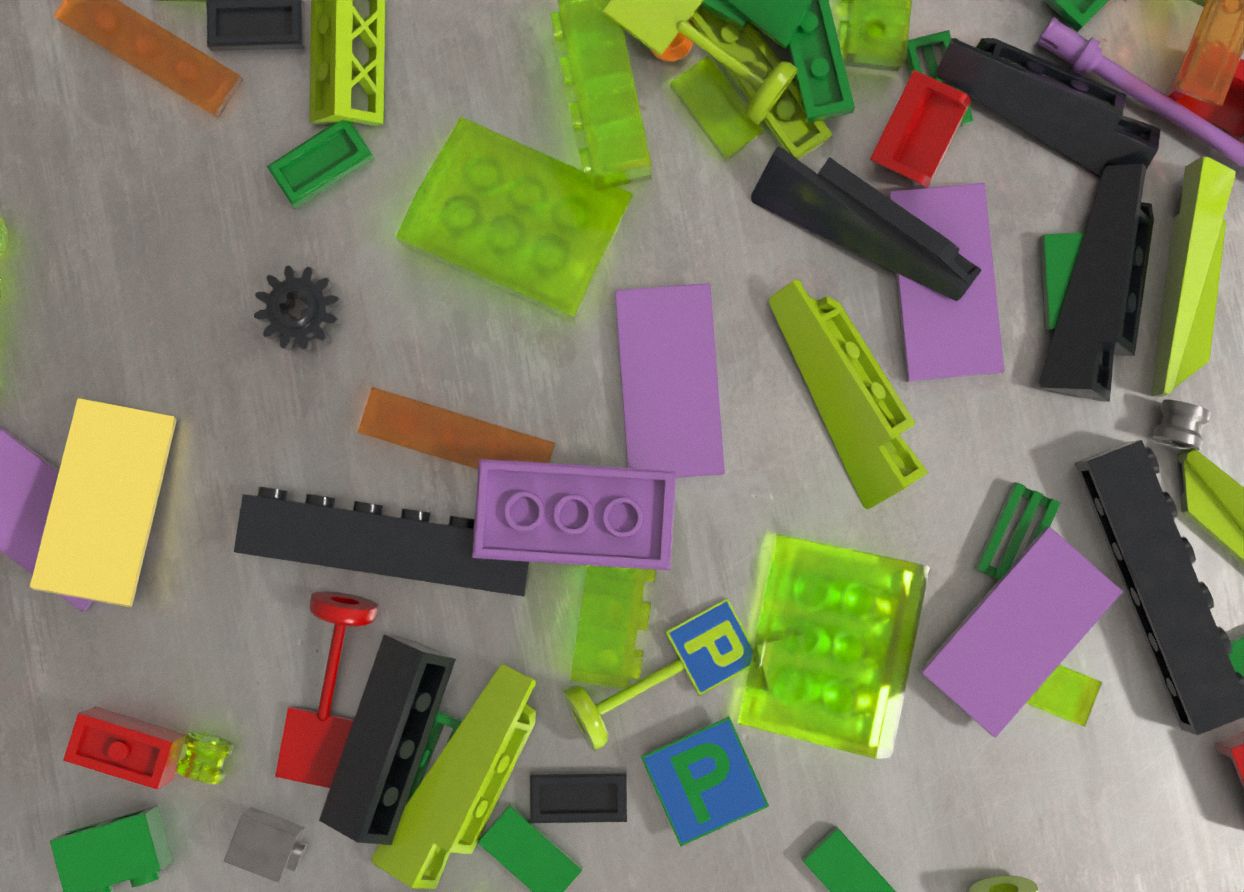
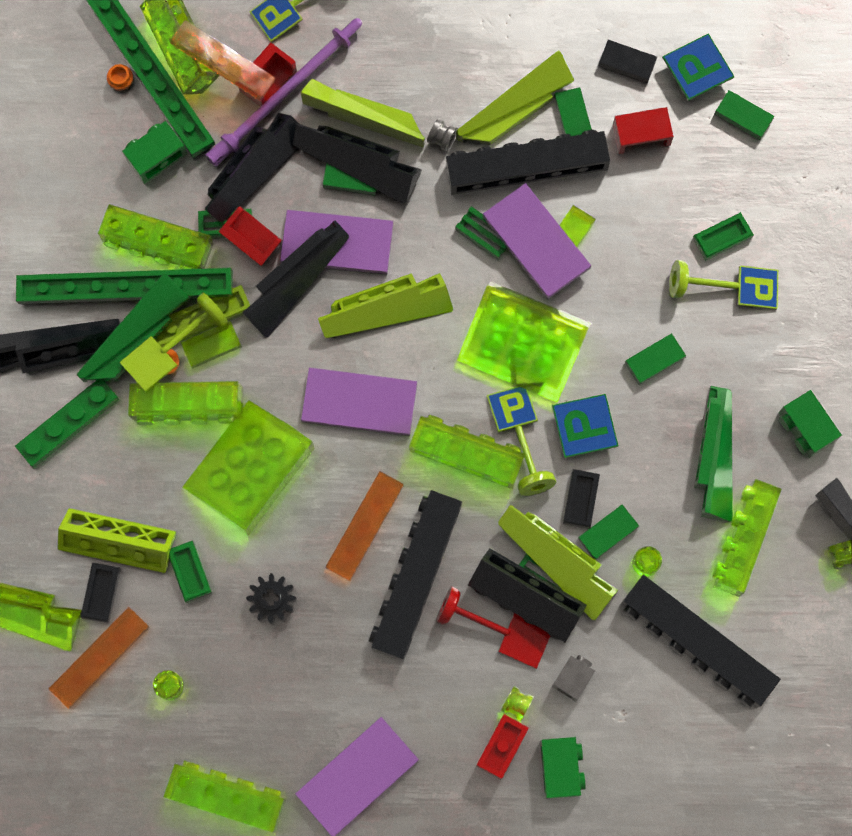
camera: 70 degrees left, 10 degrees down
(103, 503) = (359, 729): light yellow tile -> none
(131, 177) = (173, 686): none -> clear neon green wheel
(574, 514) = (422, 462): medium lavender tile -> none

